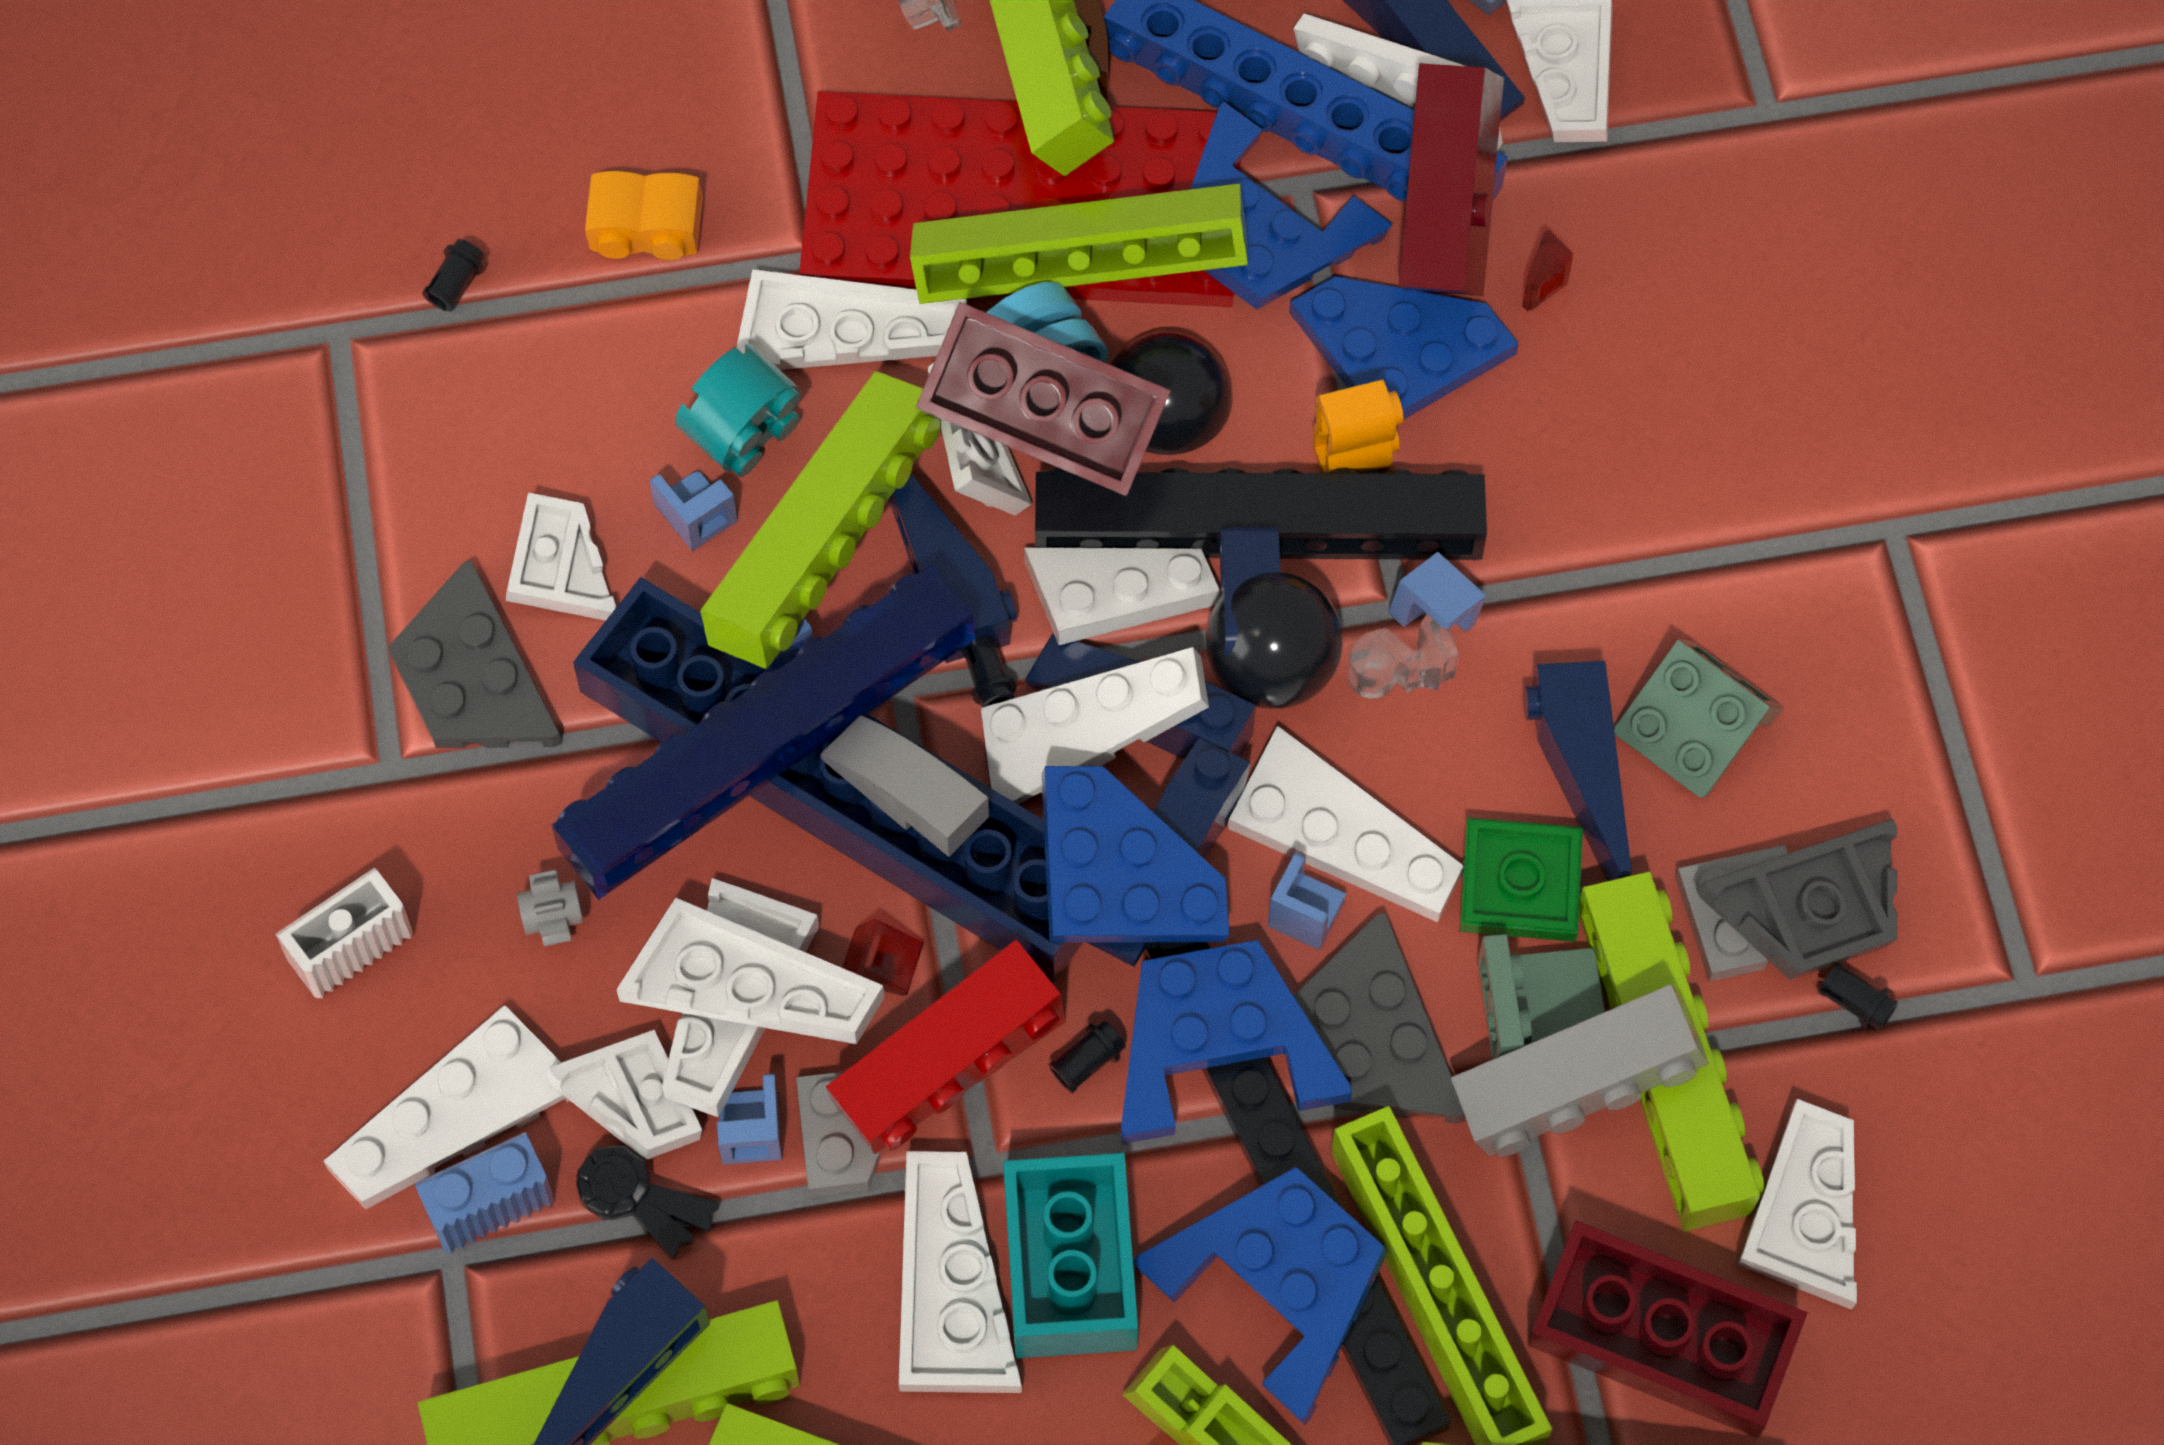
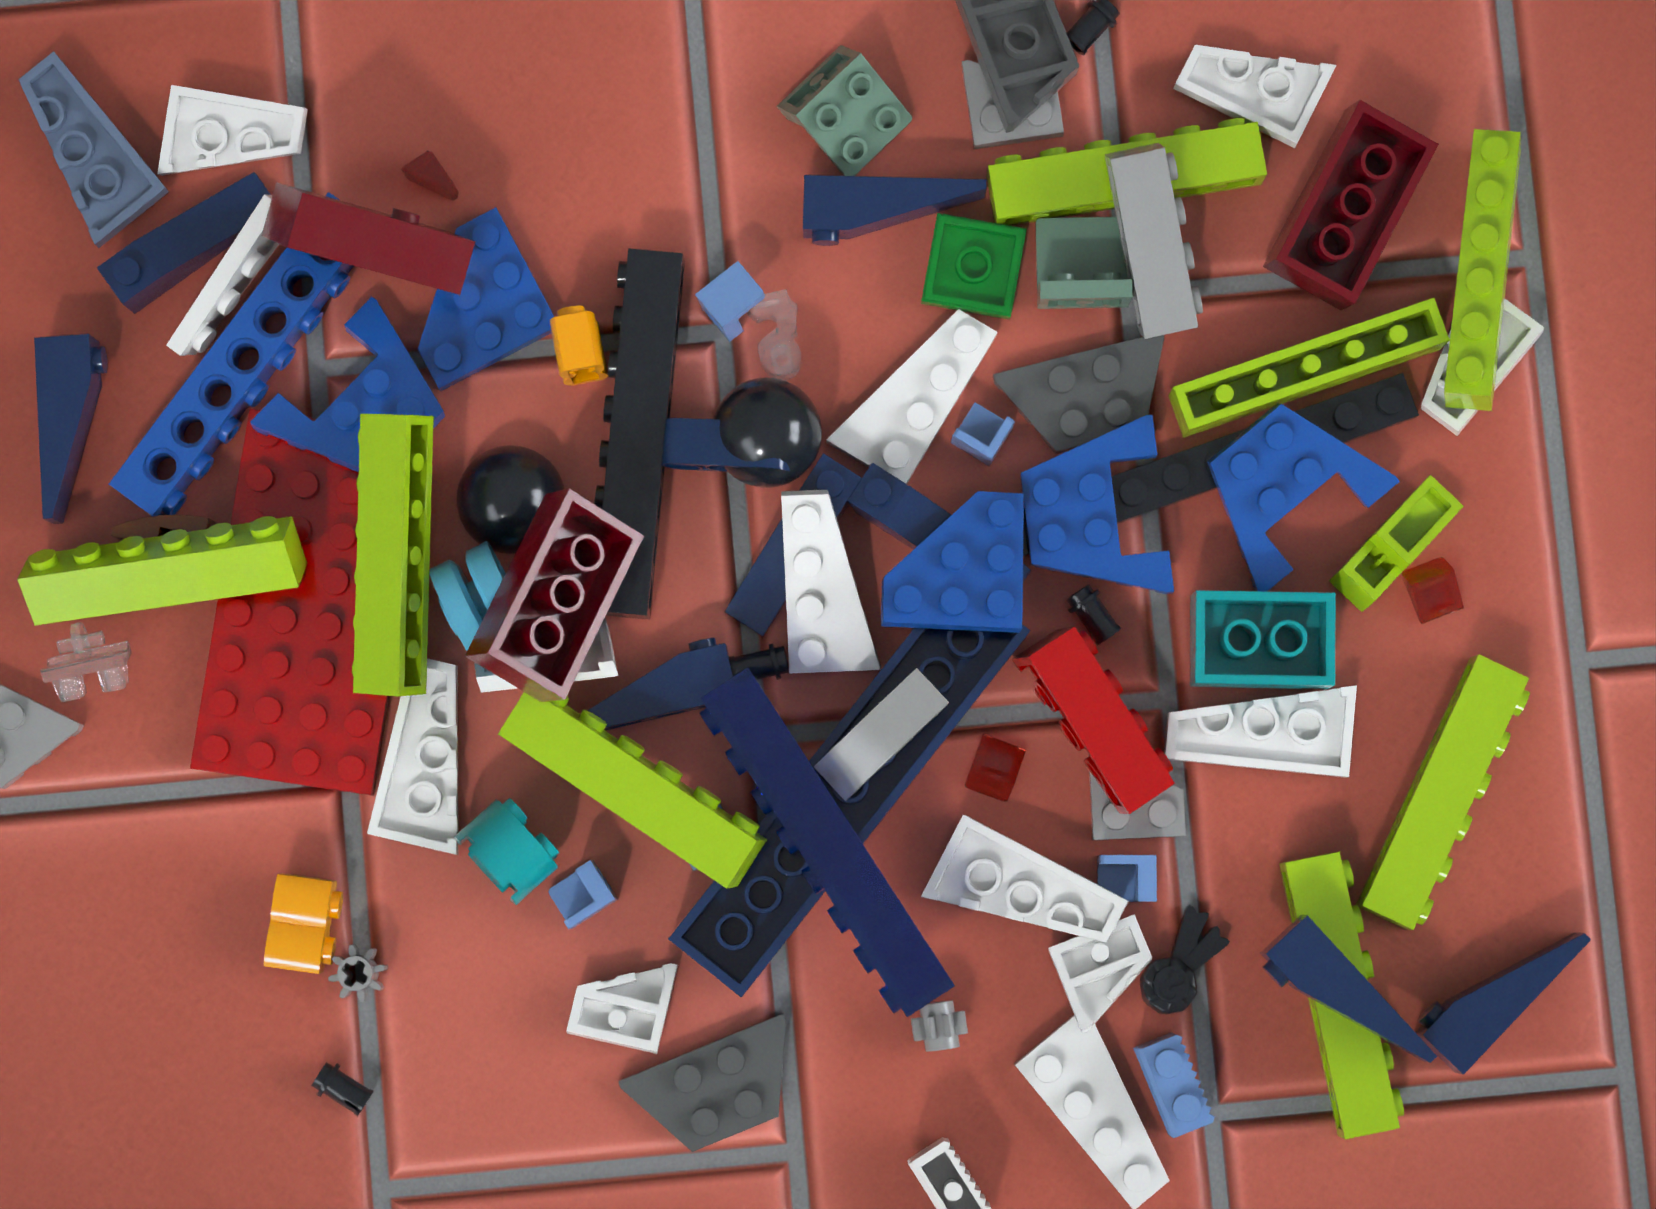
camera: 80 degrees left, 20 degrees up
(588, 276) = (345, 976): none -> light grey gear
(741, 976) = (1019, 883): white wing -> none
(1117, 588) = (691, 555): white wing -> none

